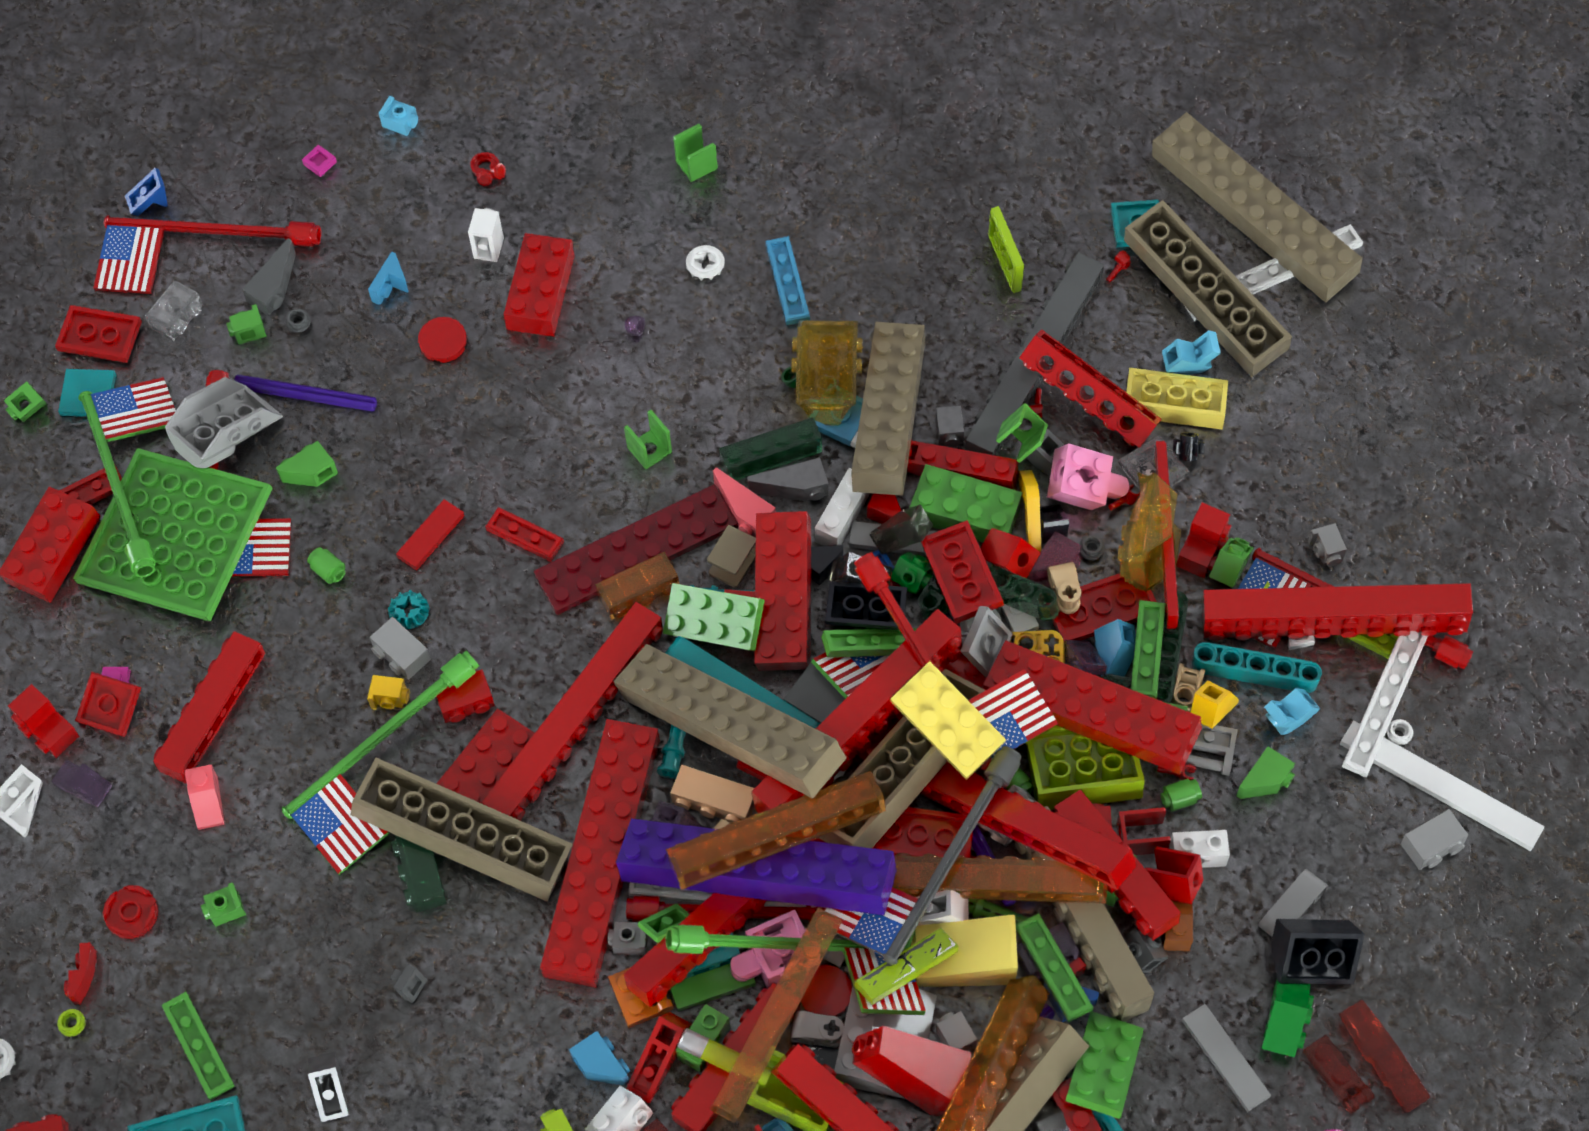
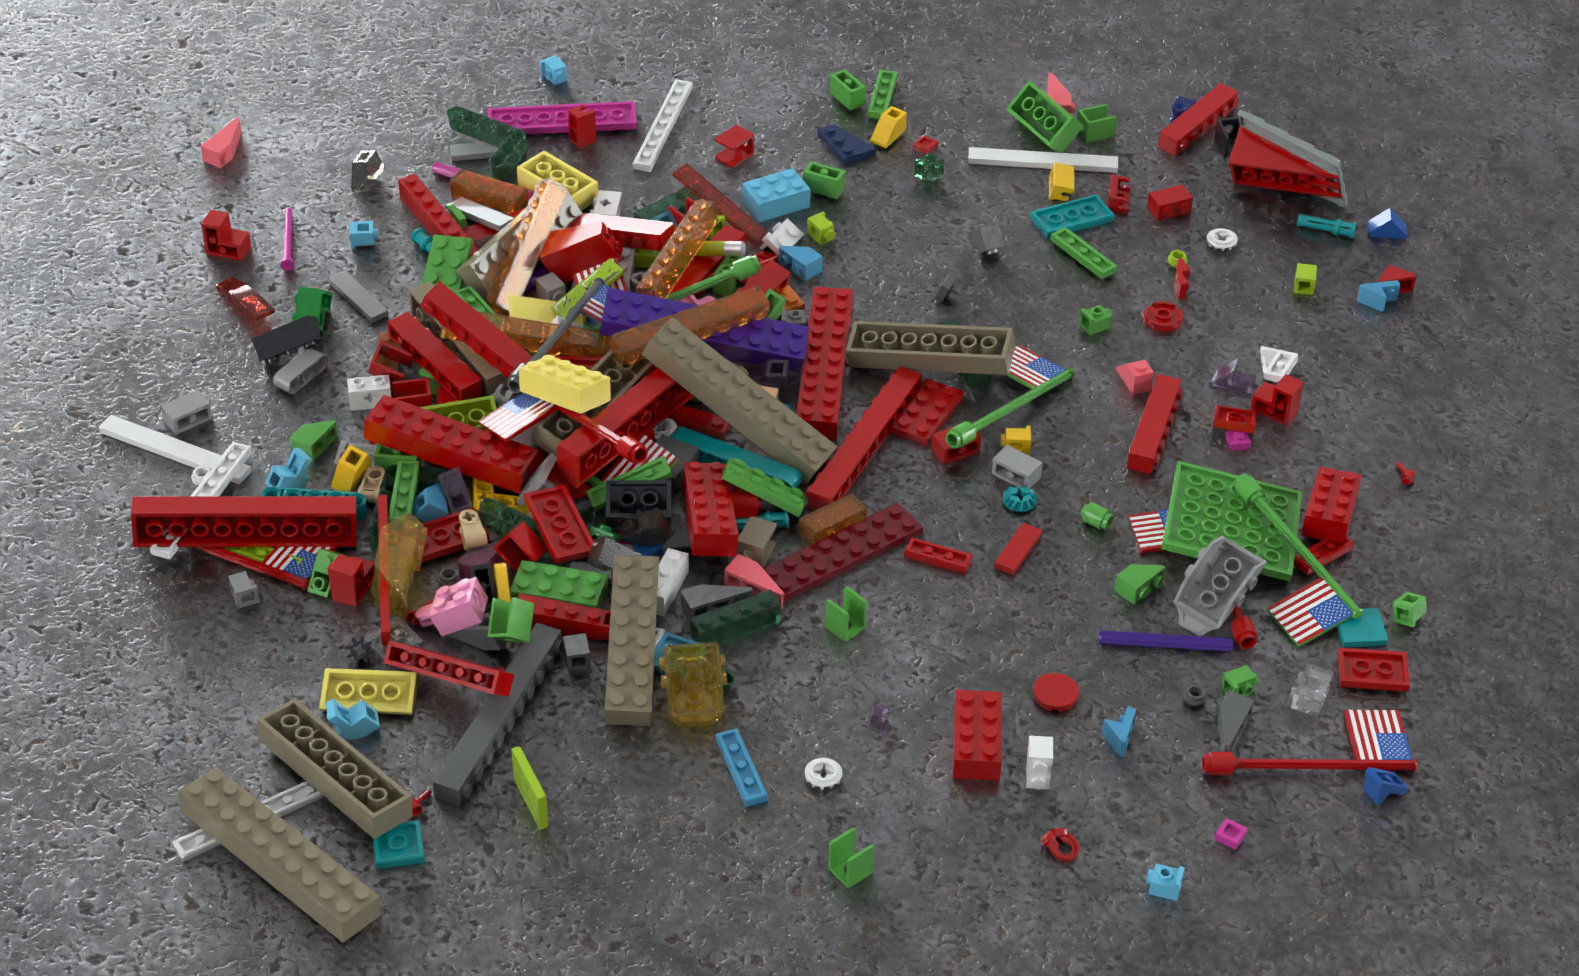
camera: 170 degrees right, 20 degrees down
(1338, 1073) = (277, 293): clear red plate -> none

